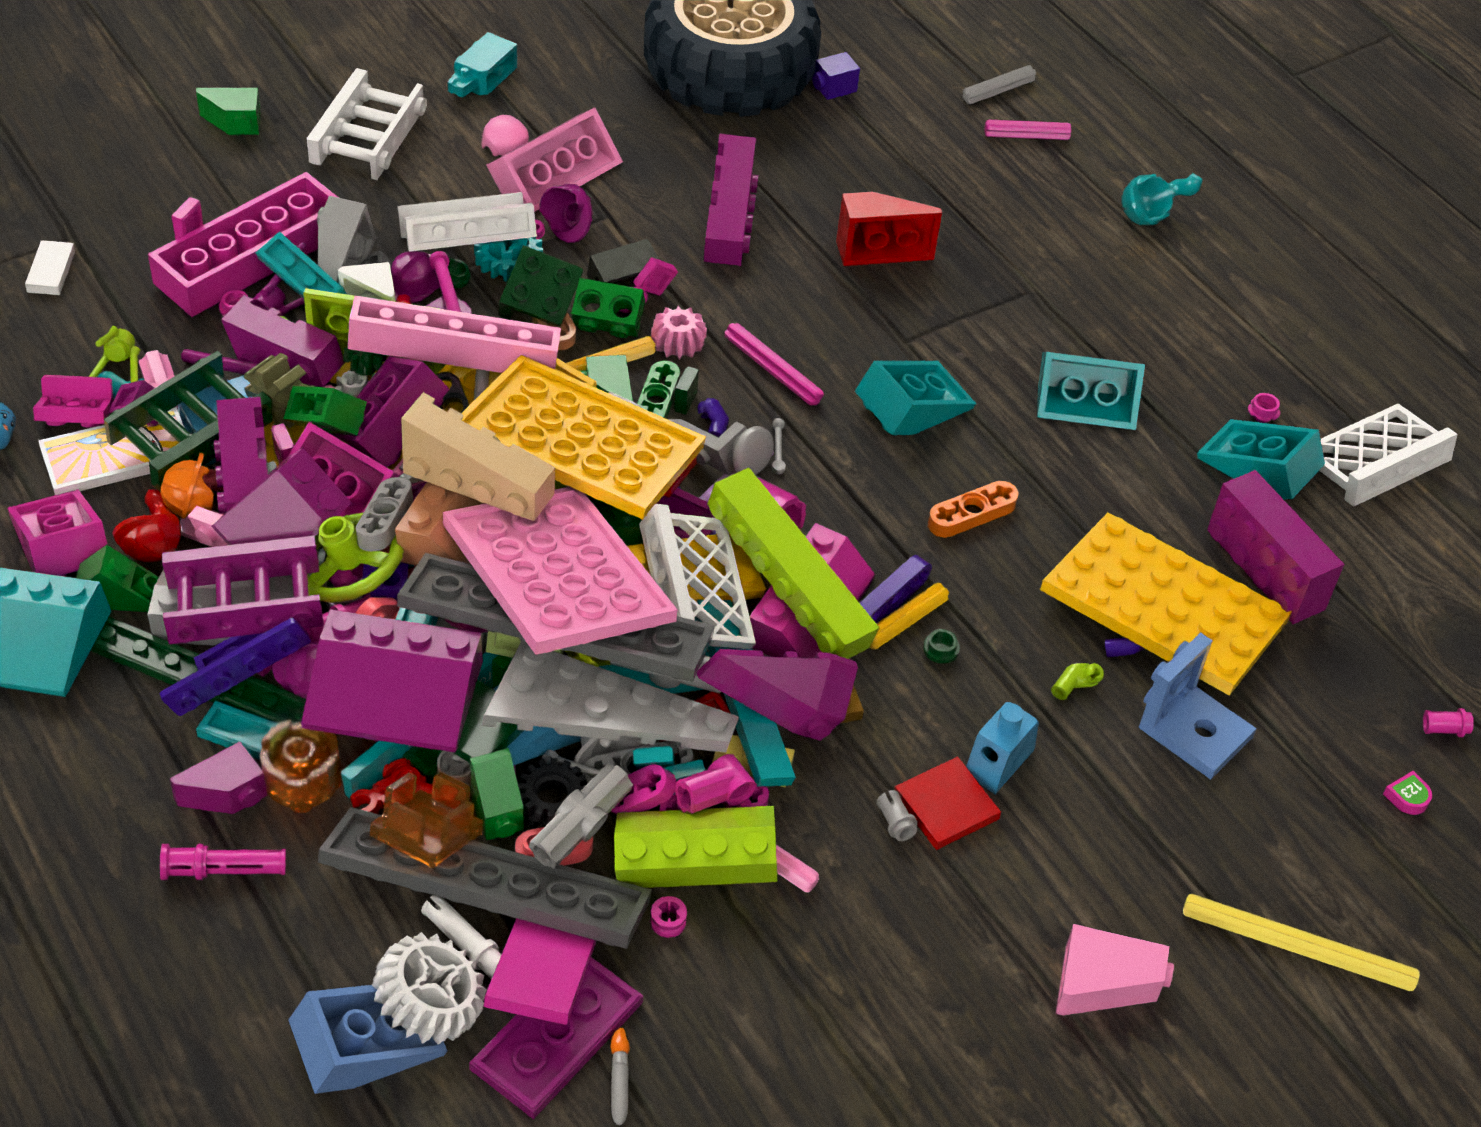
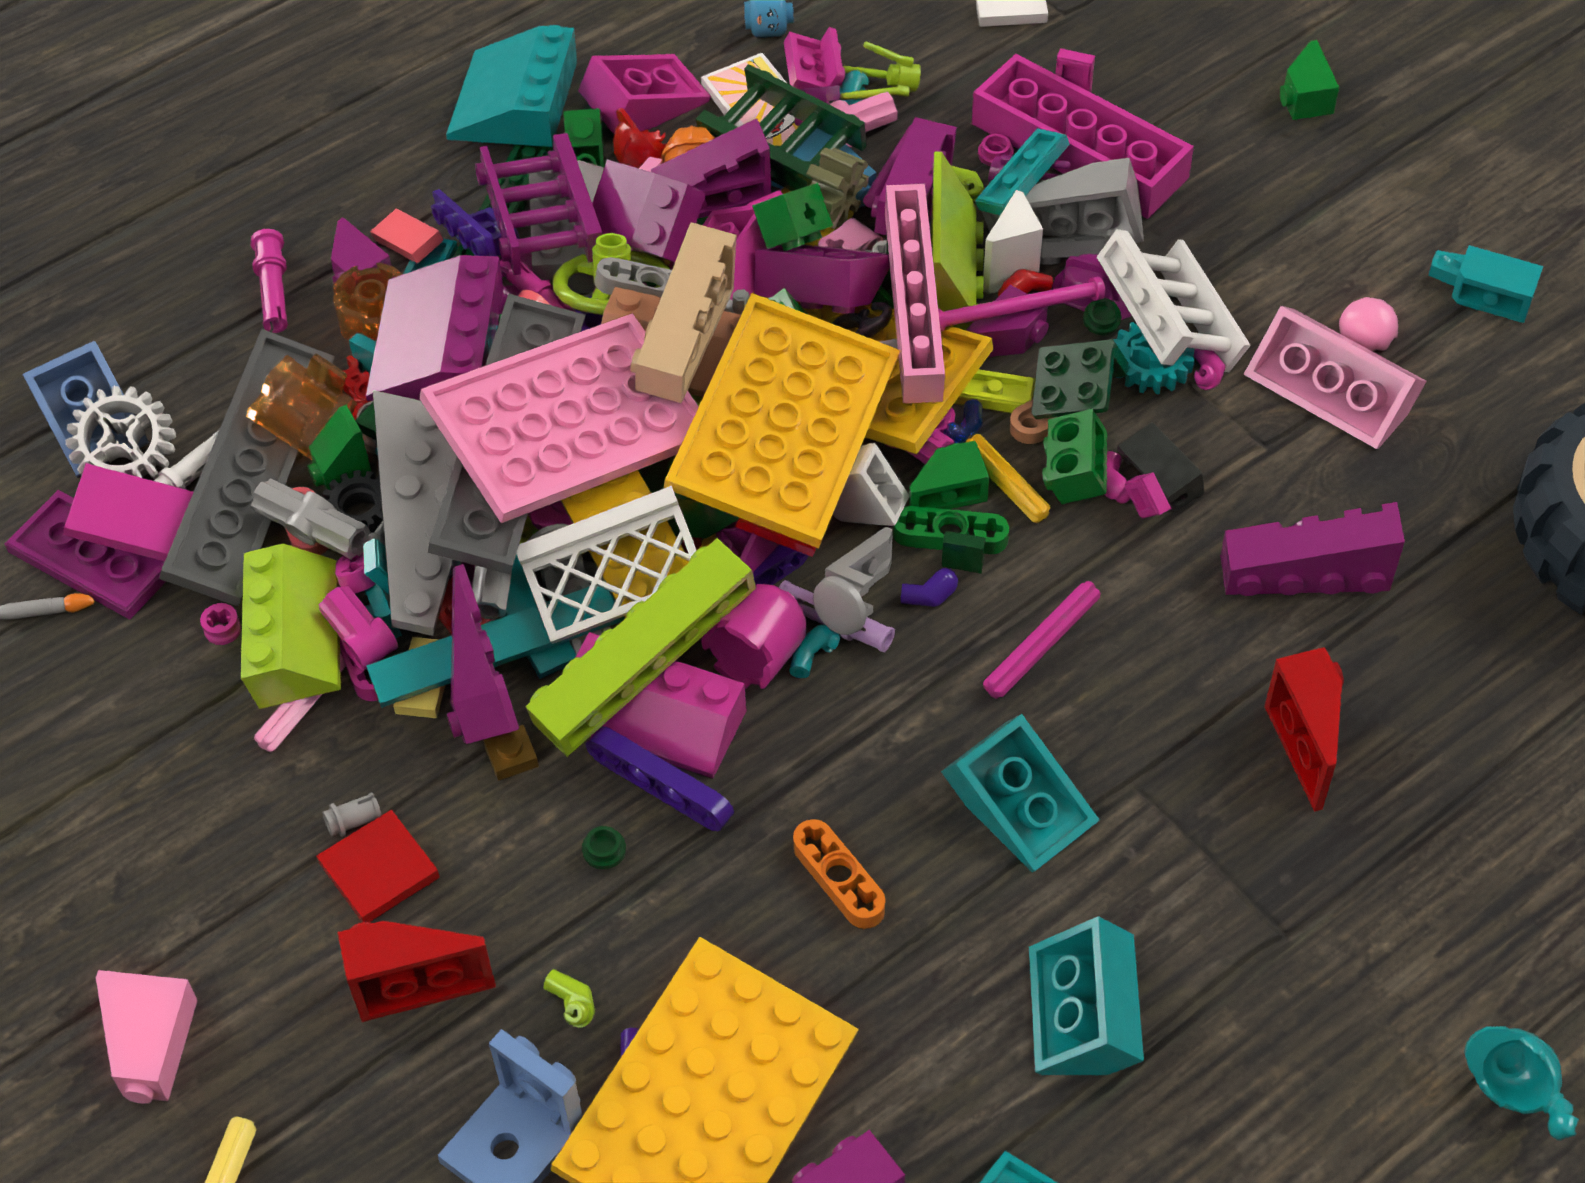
camera: 90 degrees right, 5 degrees up
(199, 736) = (407, 235): none -> coral tile
(348, 106) = (1337, 171): white fence -> none
(567, 211) = (1243, 399): magenta piece -> none
(678, 332) = (1062, 533): bright pink gear -> none
(778, 465) = (873, 664): light grey hinge -> none
(909, 614) = (649, 809): yellow axle -> none
(1011, 736) = (443, 901): dark azure torso -> none
(1070, 773) = (410, 966): none -> red slope

